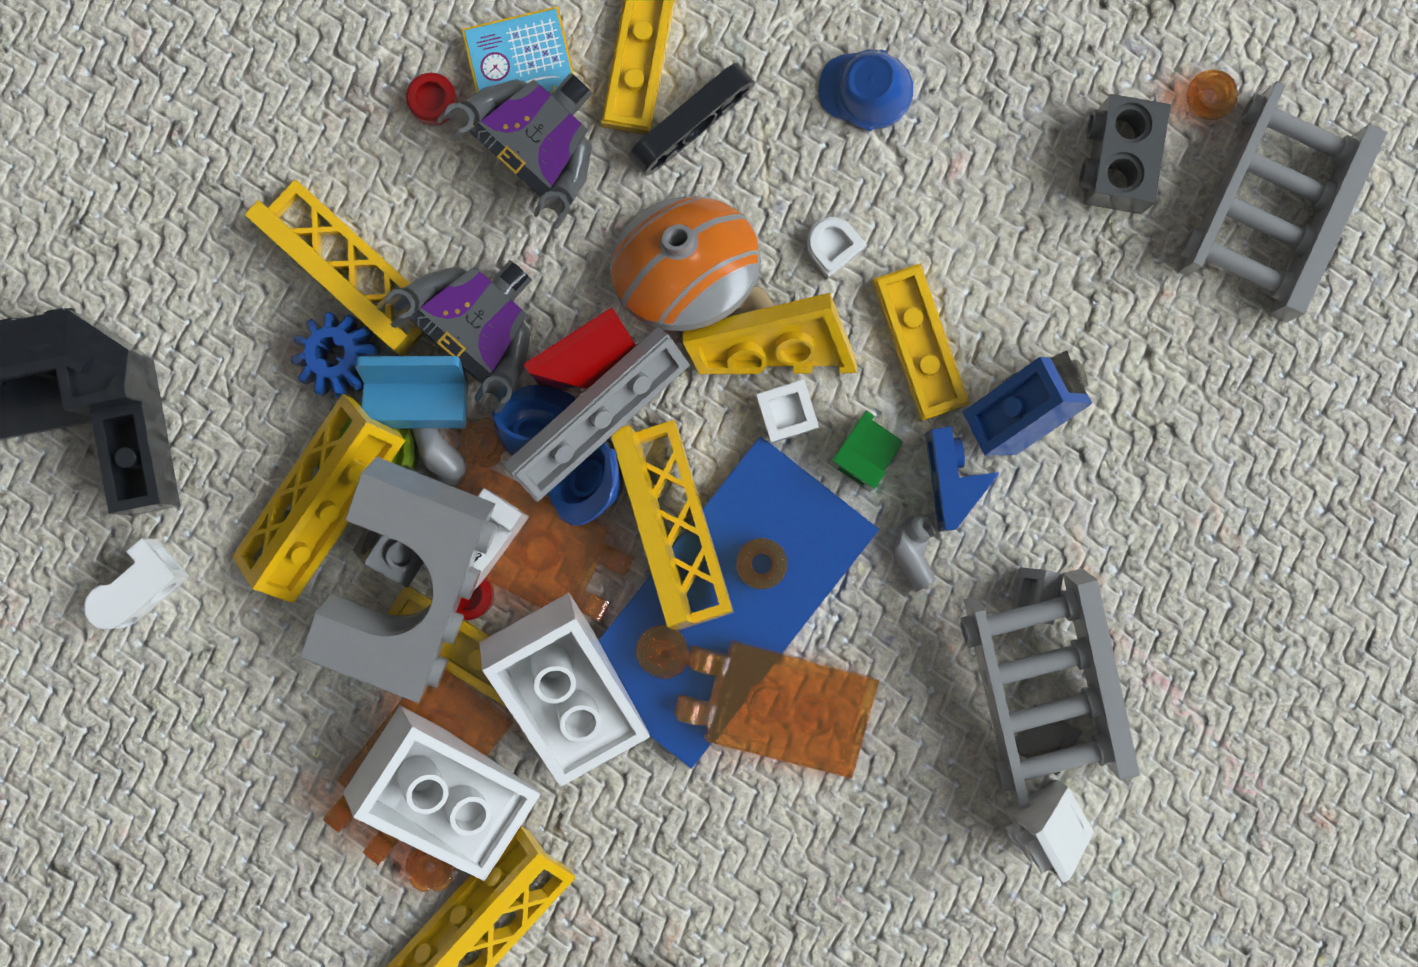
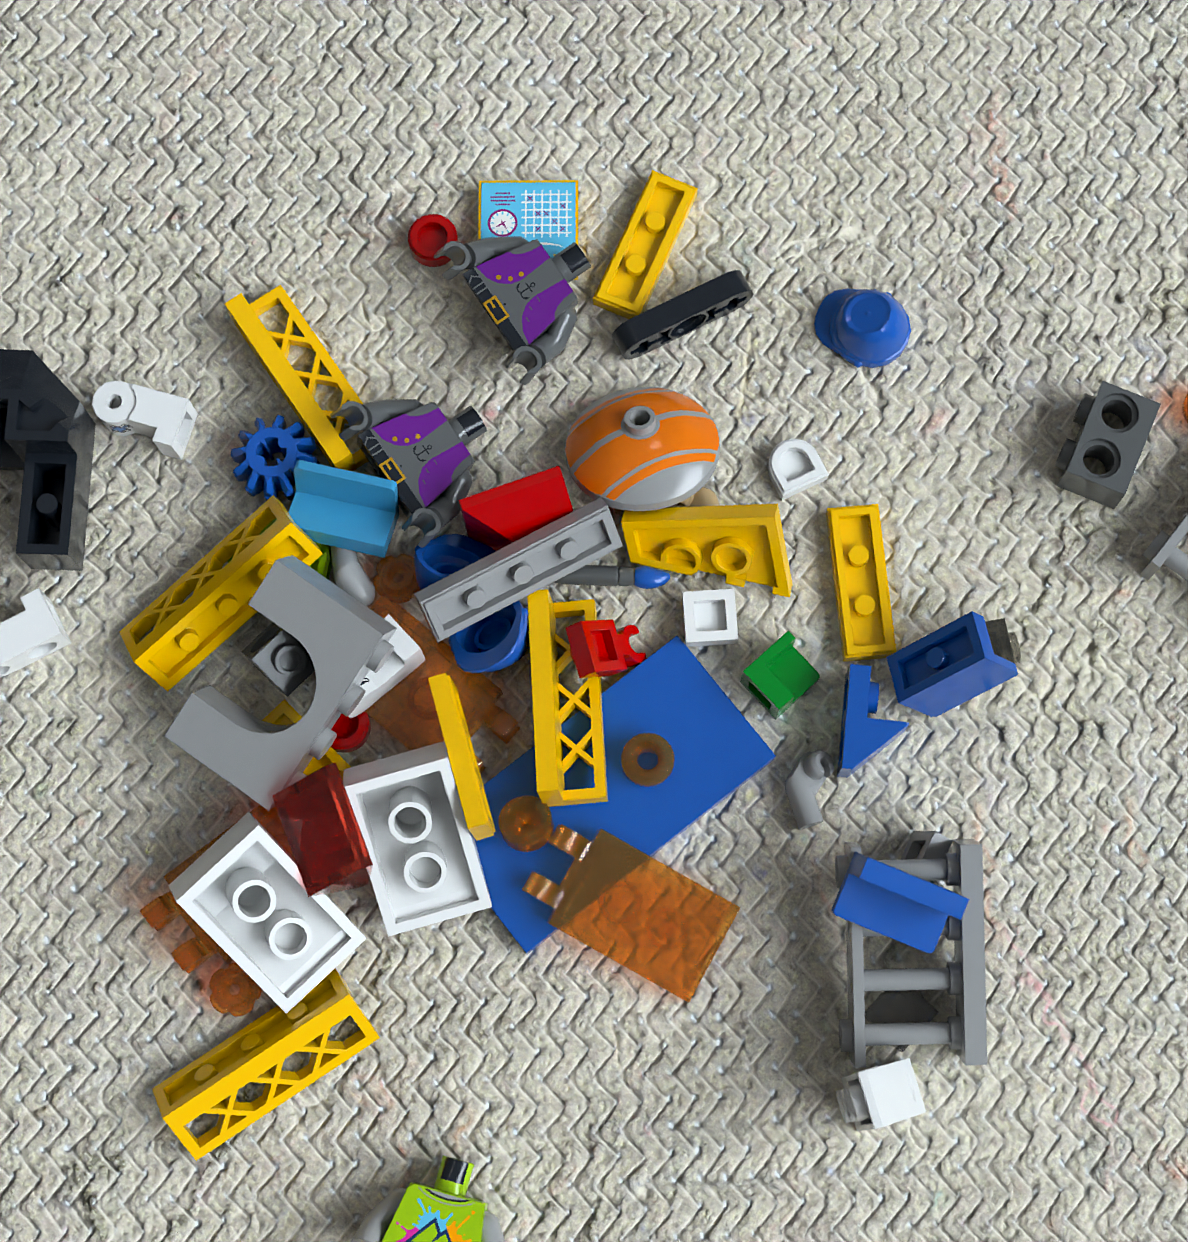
camera: 15 degrees right, 10 degrees down
(190, 337) = (148, 412): none -> white leg
(474, 715) = (324, 833): none -> clear red slope
(587, 607) = (462, 756): none -> yellow tile
(686, 391) = (602, 575): none -> dark grey piece
(694, 468) = (601, 648): none -> red plate
(1030, 652) = (896, 903): none -> blue panel

